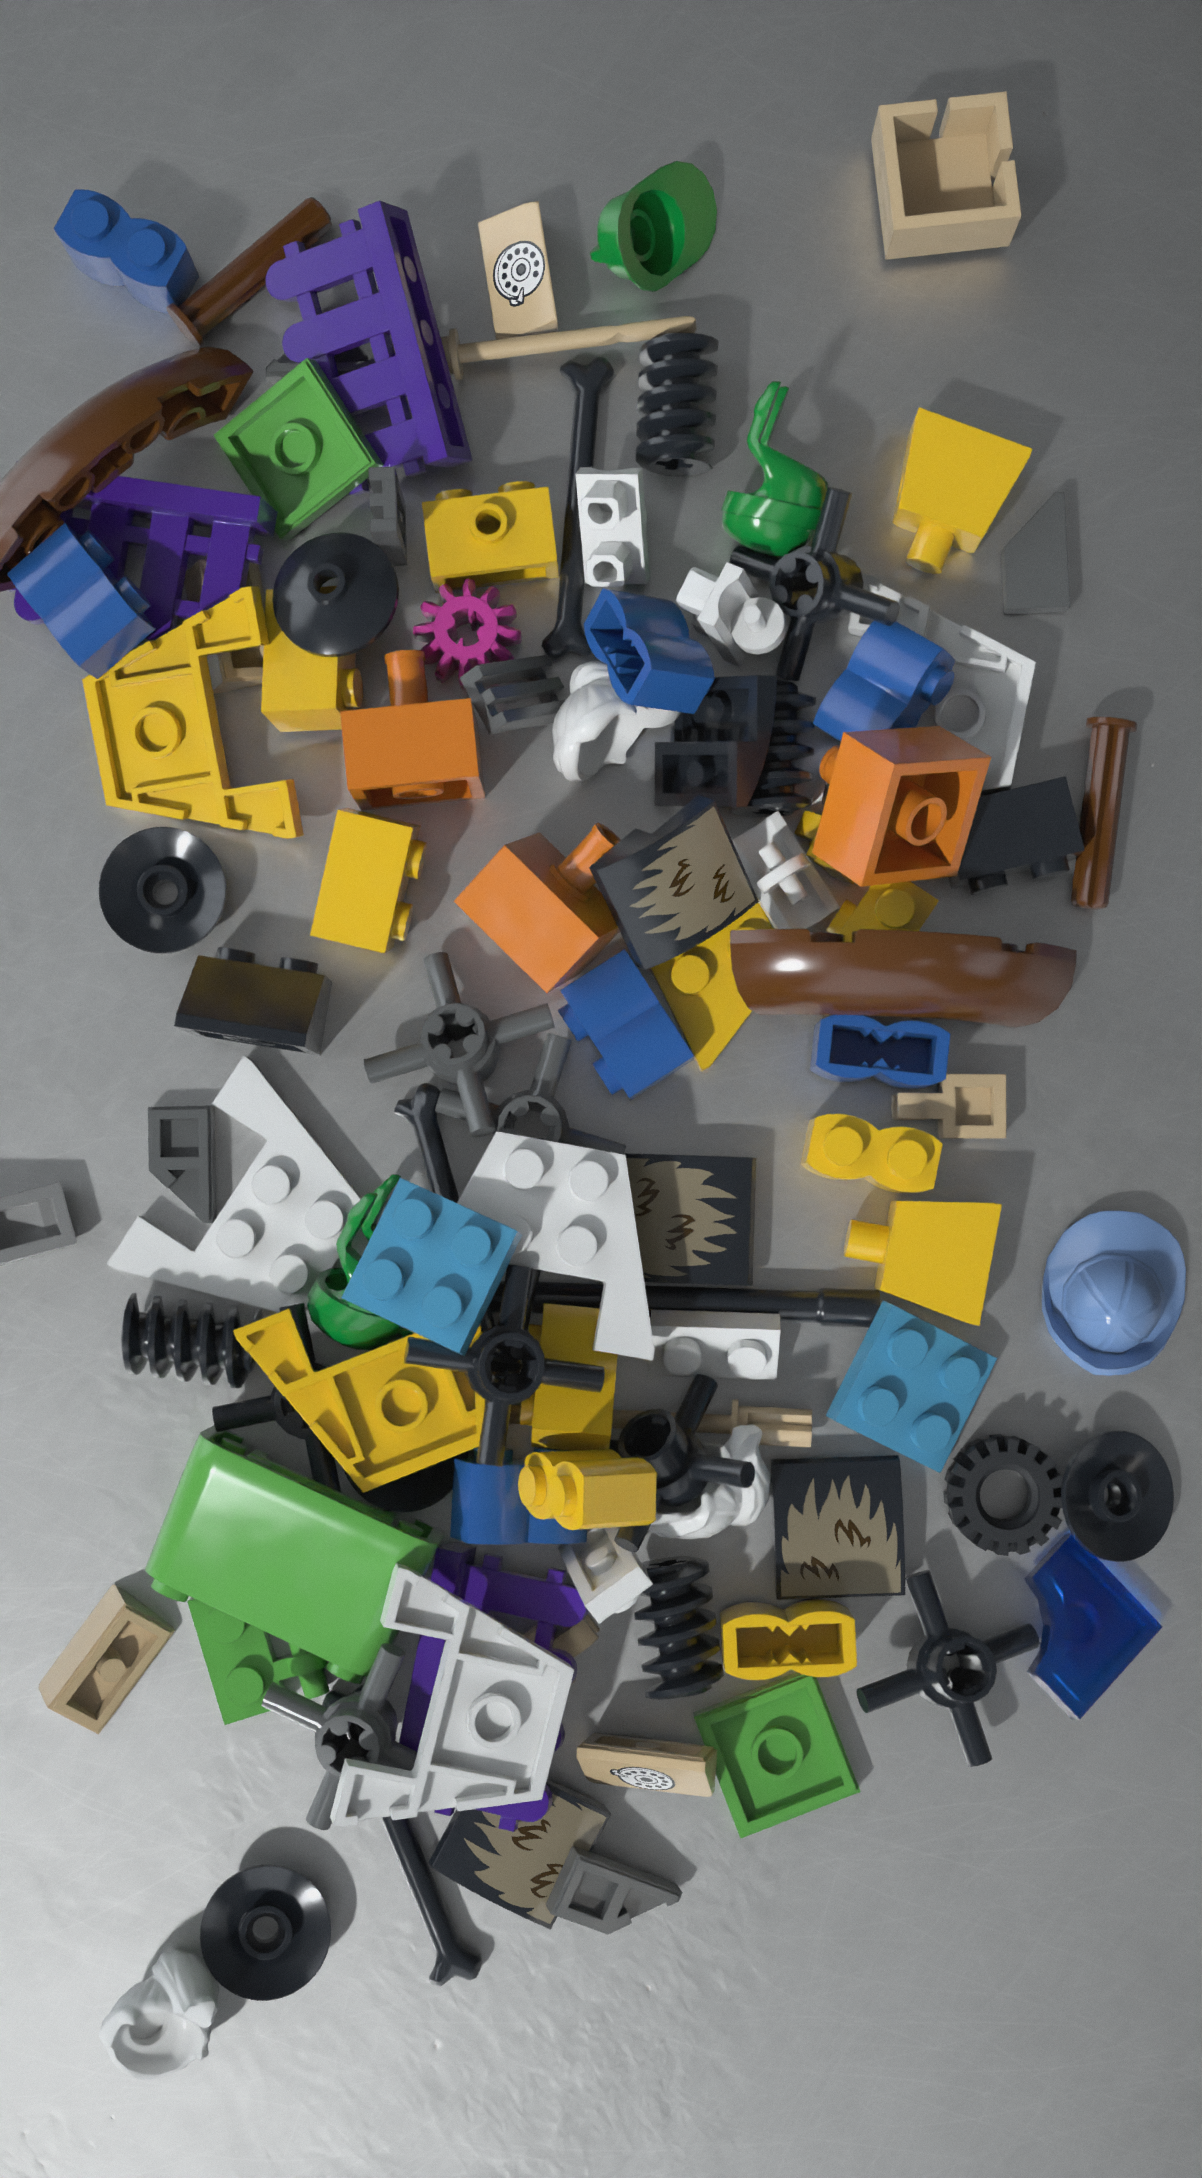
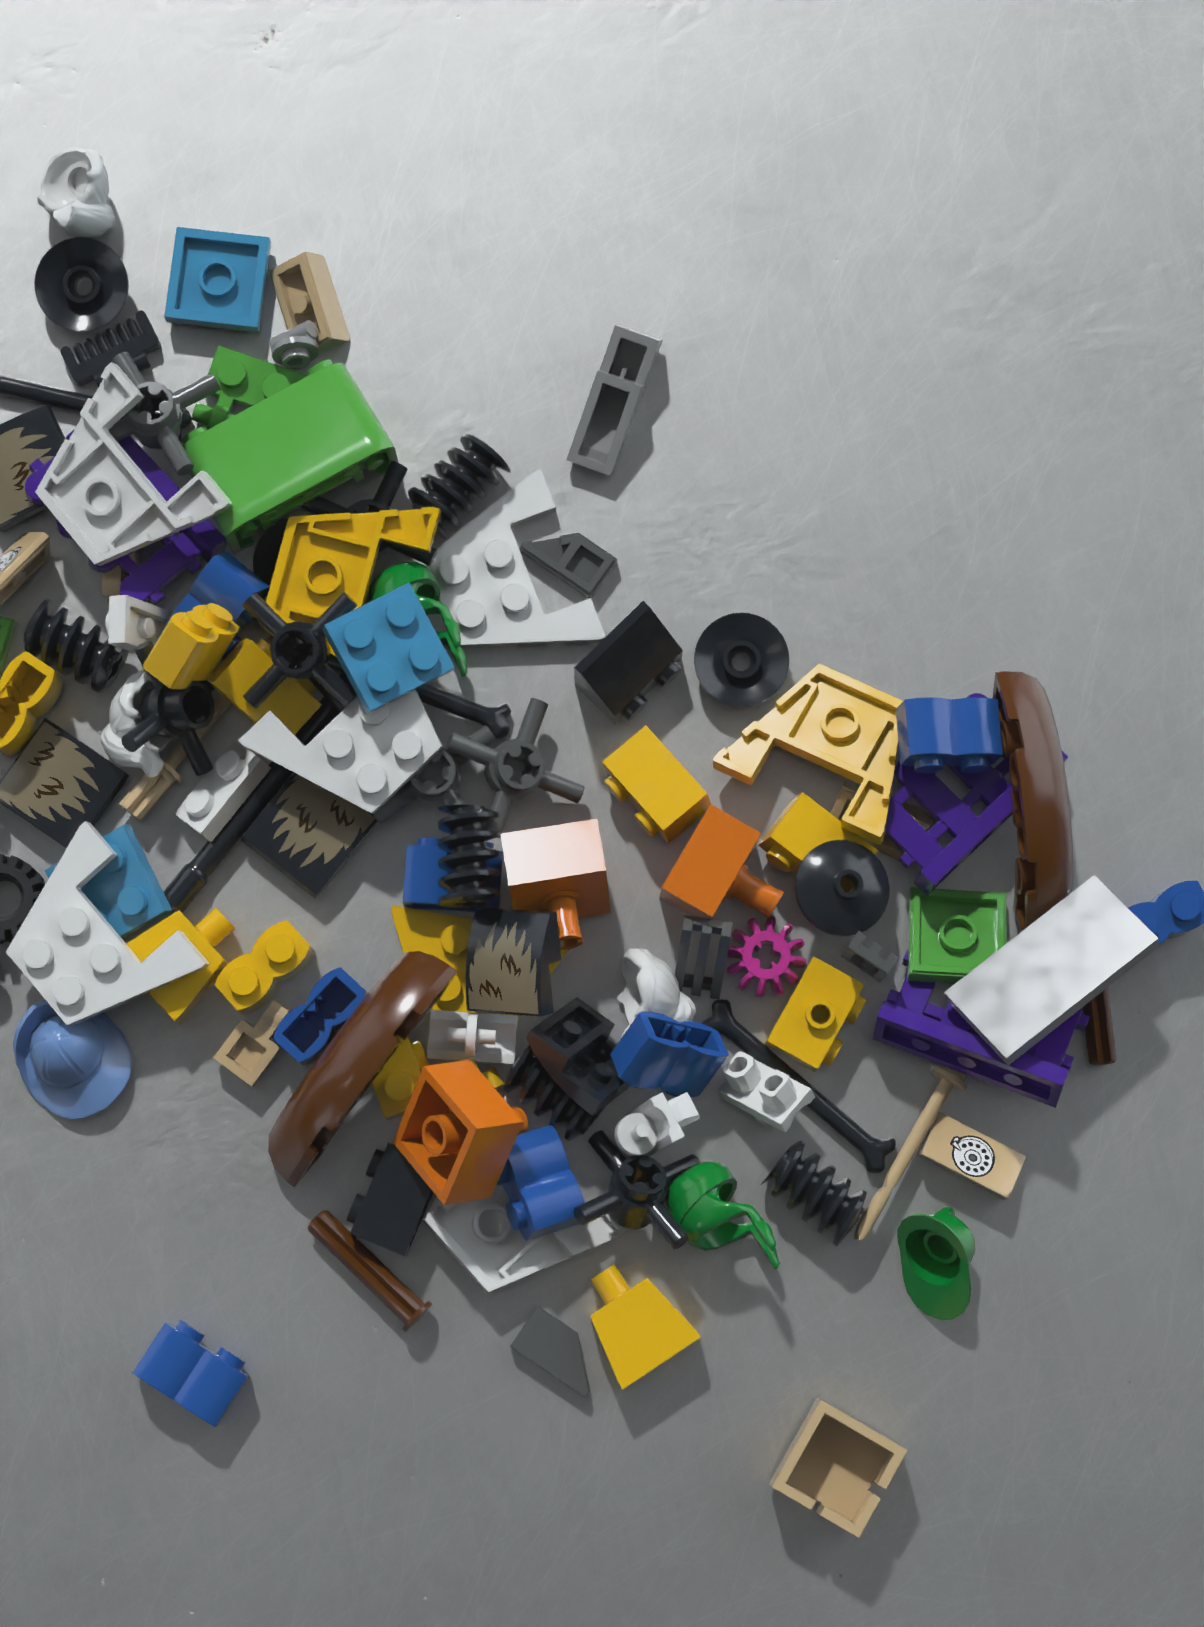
camera: 120 degrees right, 5 degrees down
(149, 1783) = (217, 279): none -> dark azure plate
(163, 1637) = (295, 346): none -> light grey plate
(262, 305) = (1051, 969): none -> tile
(340, 1841) = (137, 347): none -> black piece
(594, 1013) = (467, 856): none -> black piece
(1009, 1363) = (77, 954): none -> white wing

